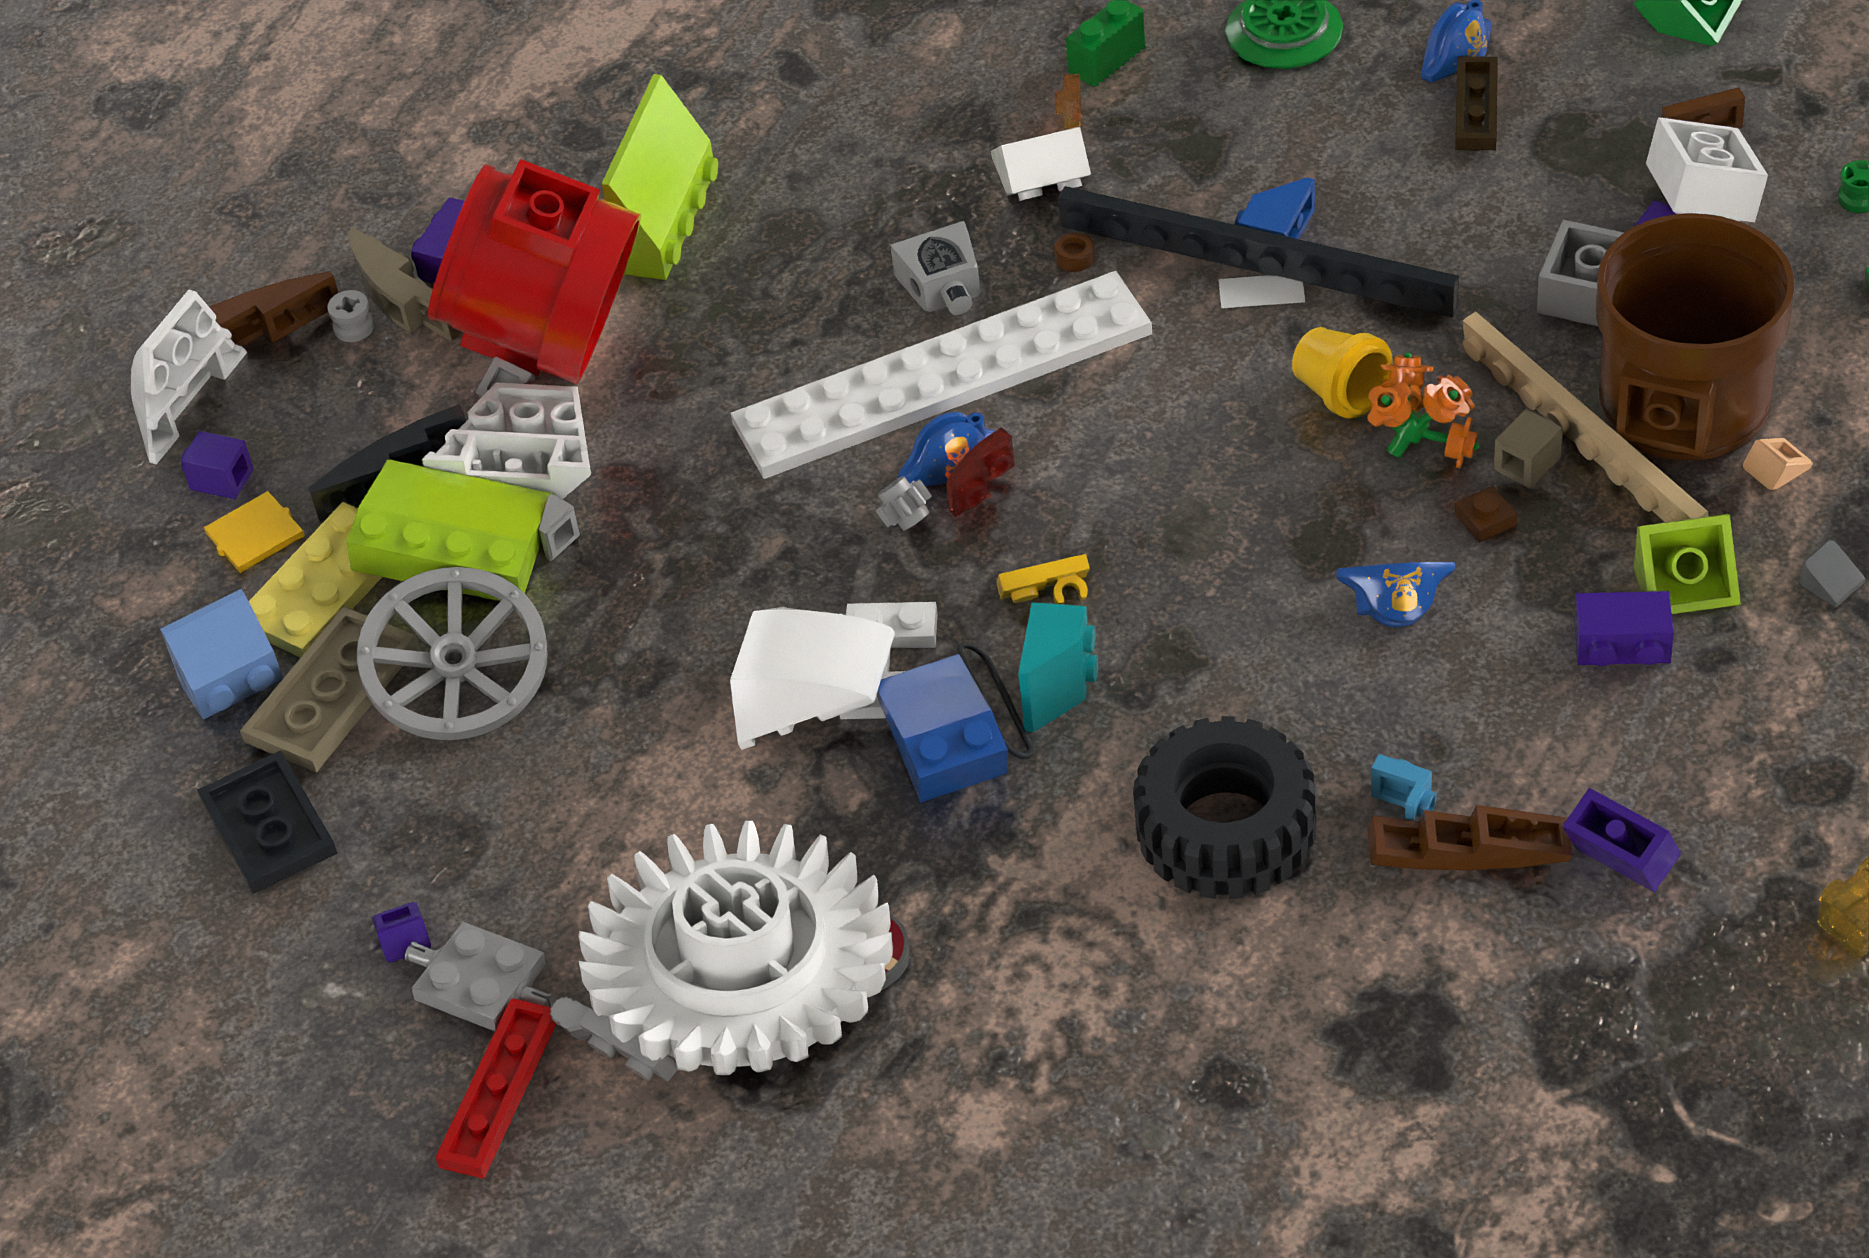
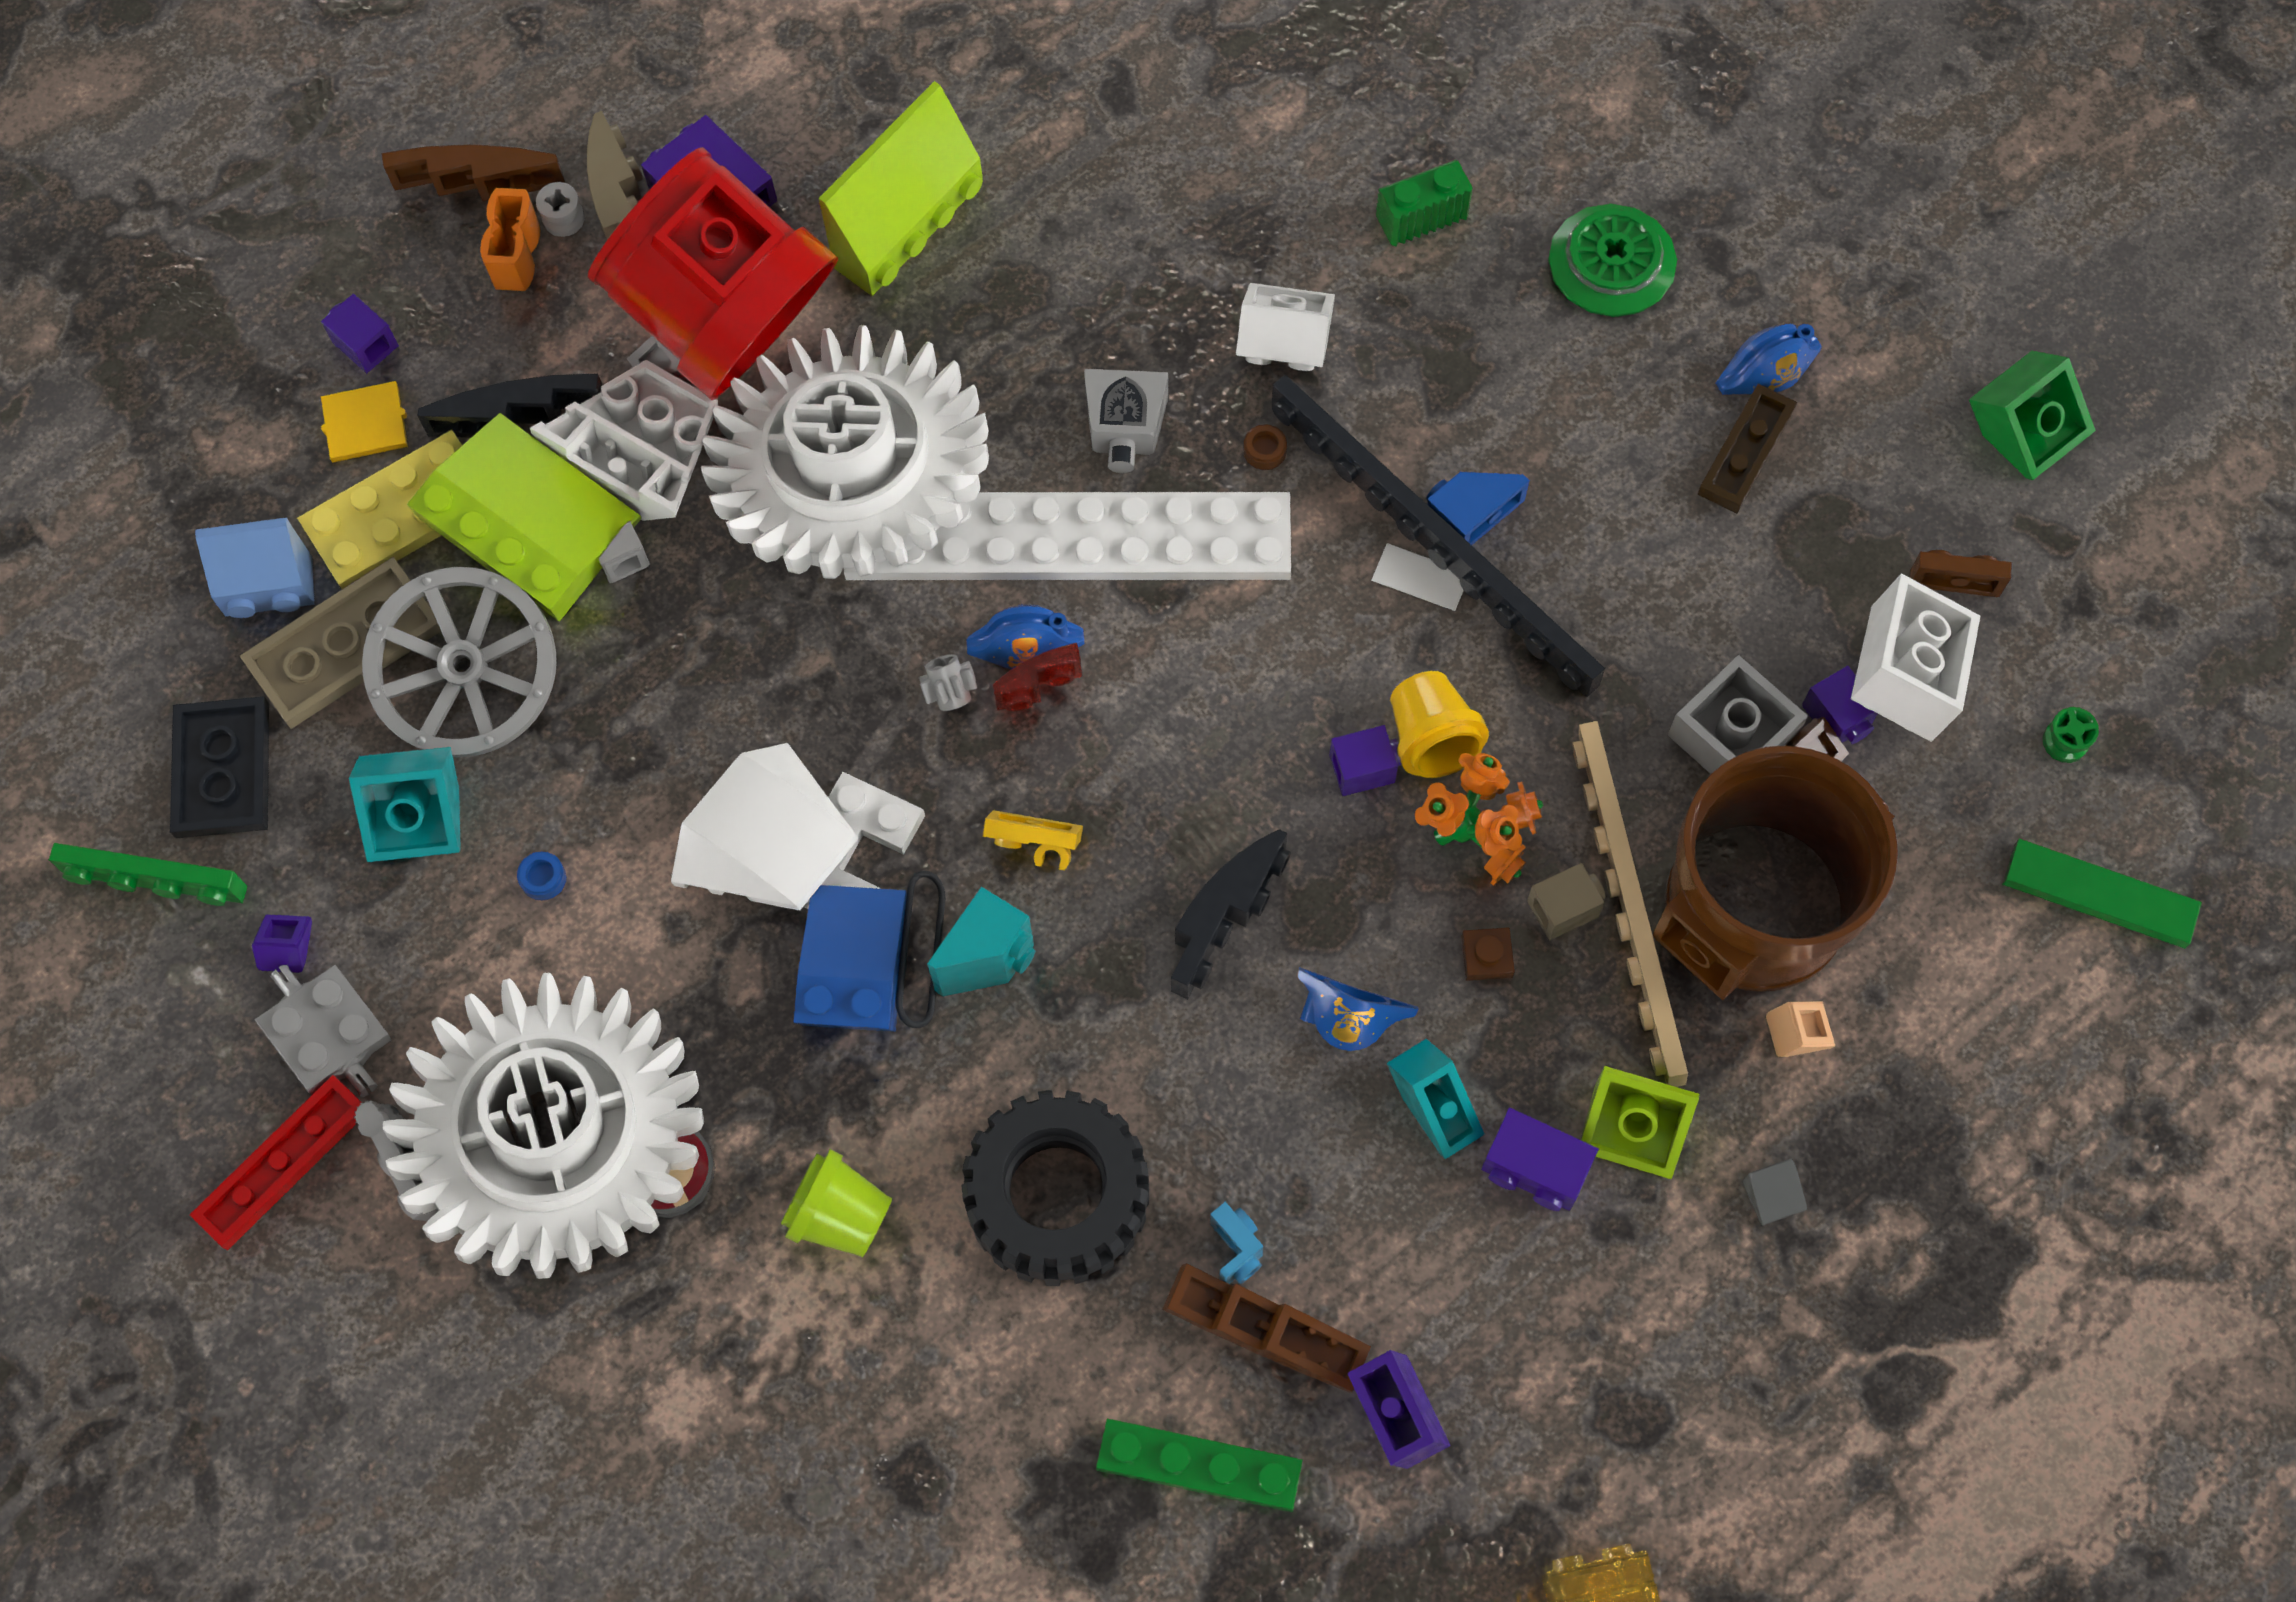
camera: 20 degrees right, 20 degrees up
(175, 366) = (362, 209): white wedge -> none
(244, 923) = (162, 876): none -> green plate
(321, 345) = (510, 239): none -> orange brick
(463, 778) = (407, 804): none -> teal slope
(616, 786) = (541, 876): none -> blue tile
(717, 380) = (847, 456): none -> white gear
(1037, 899) = (835, 1207): none -> lime piece
(1069, 101) = (1351, 263): clear orange plate -> none
(1243, 563) = (1231, 895): none -> black slope
(1296, 420) = (1364, 760): none -> dark purple brick
(1474, 964) = (1199, 1465): none -> green plate
(1508, 620) = (1436, 1097): none -> teal slope

